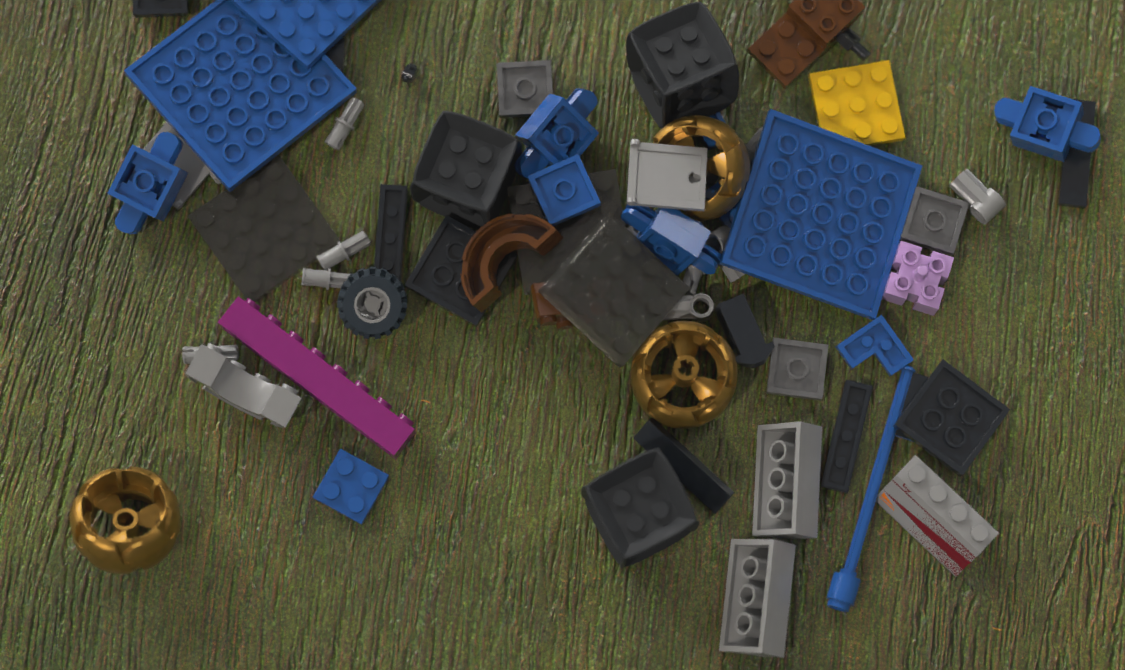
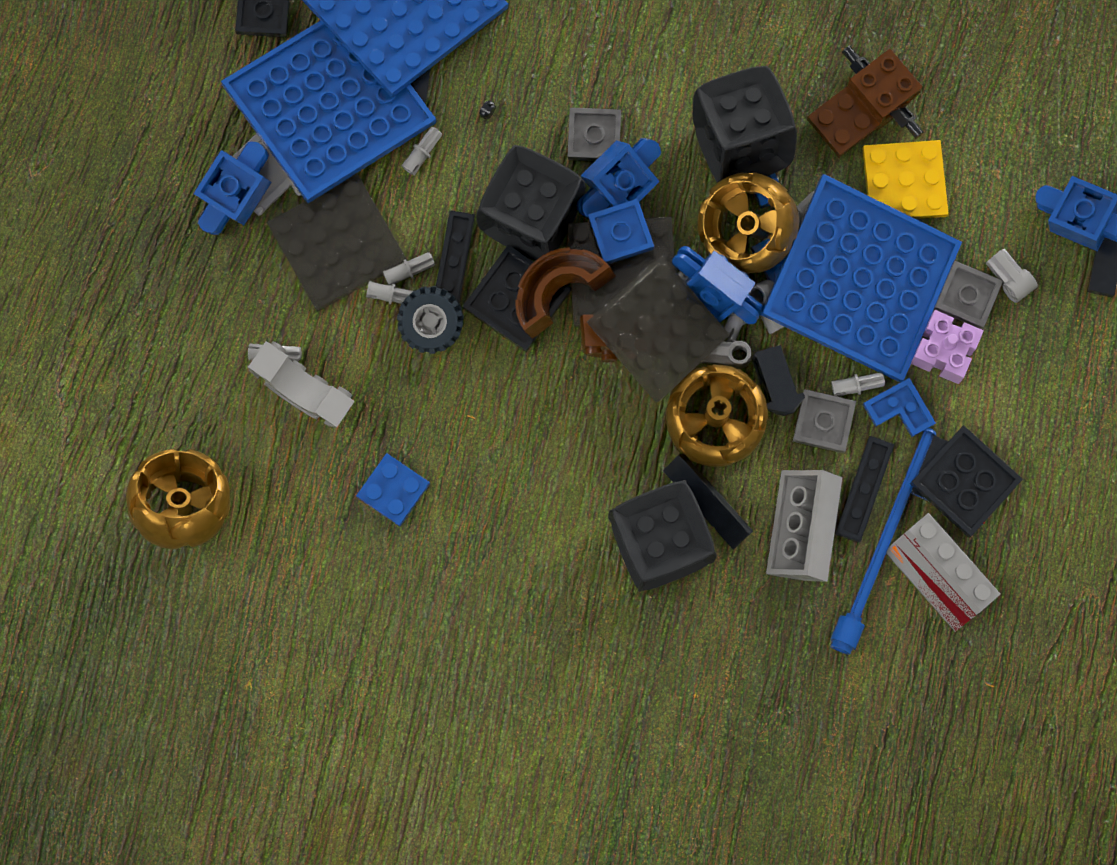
camera: 10 degrees right, 0 degrees up
(317, 377) = (371, 384): magenta brick -> none
(661, 175) = (713, 226): light grey container -> none
(757, 597) = (765, 632): light grey slope -> none
(827, 326) = (857, 384): none -> light grey axle

